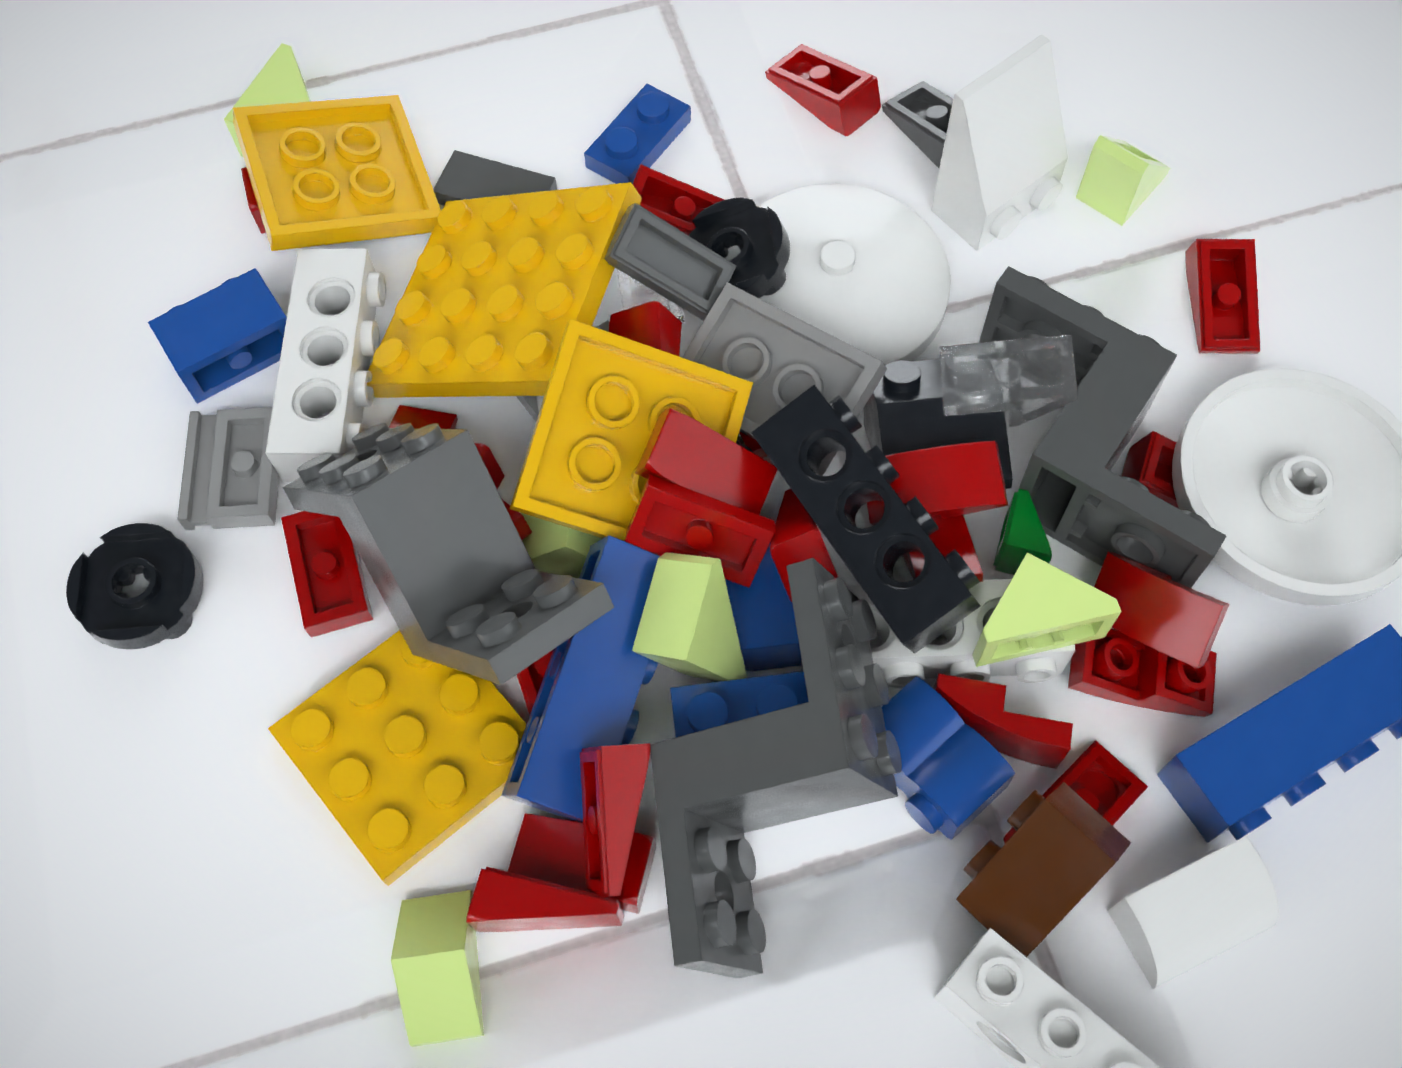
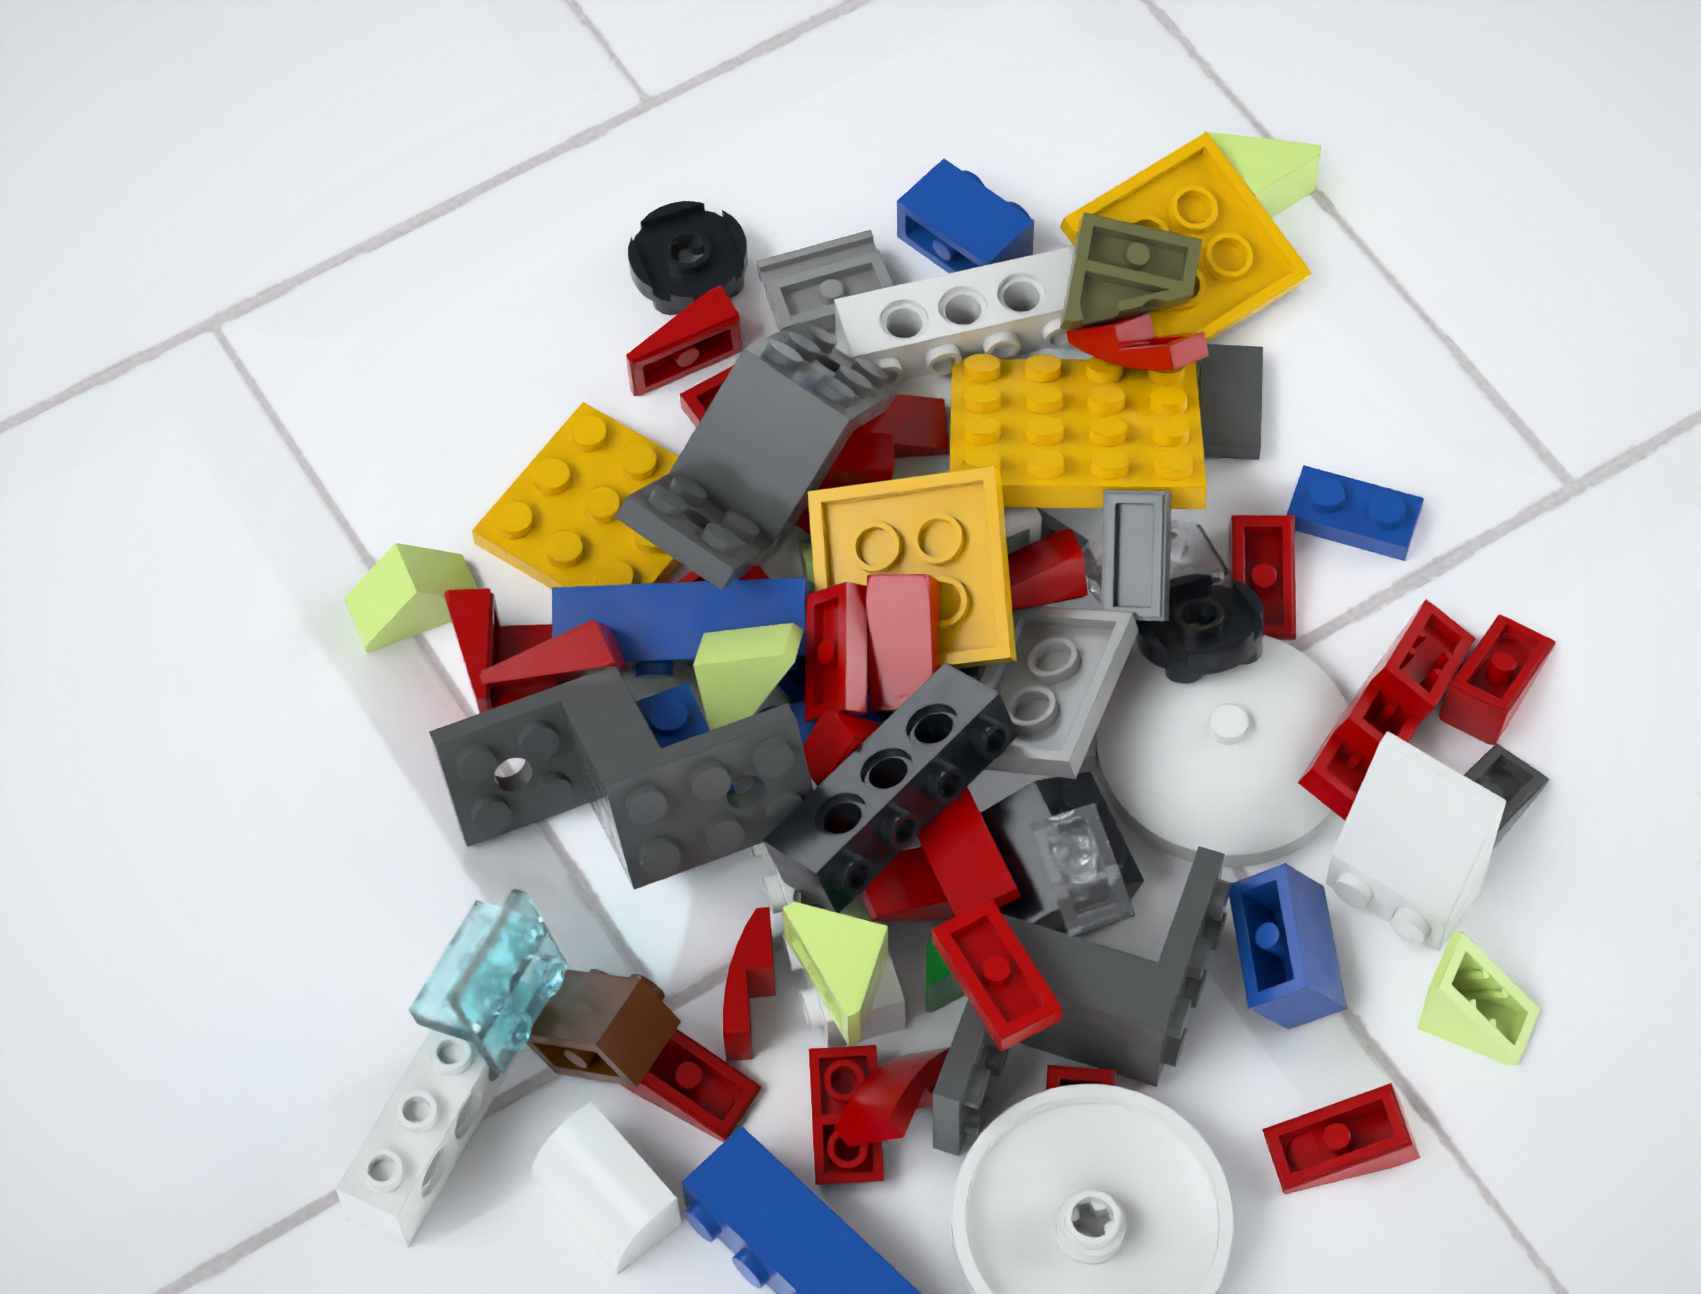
camera: 75 degrees right, 5 degrees down
(242, 597) = (688, 342): none -> red slope
(351, 204) = (1126, 271): none -> olive wing
(414, 238) = (1133, 344): none -> red slope
(834, 148) = (1392, 699): none -> red slope
(946, 764) = (693, 934): blue brick -> none
(996, 971) = (493, 979): none -> clear light blue bracket
(1079, 271) = (1286, 947): none -> blue brick
(1116, 463) = (996, 975): none -> red plate

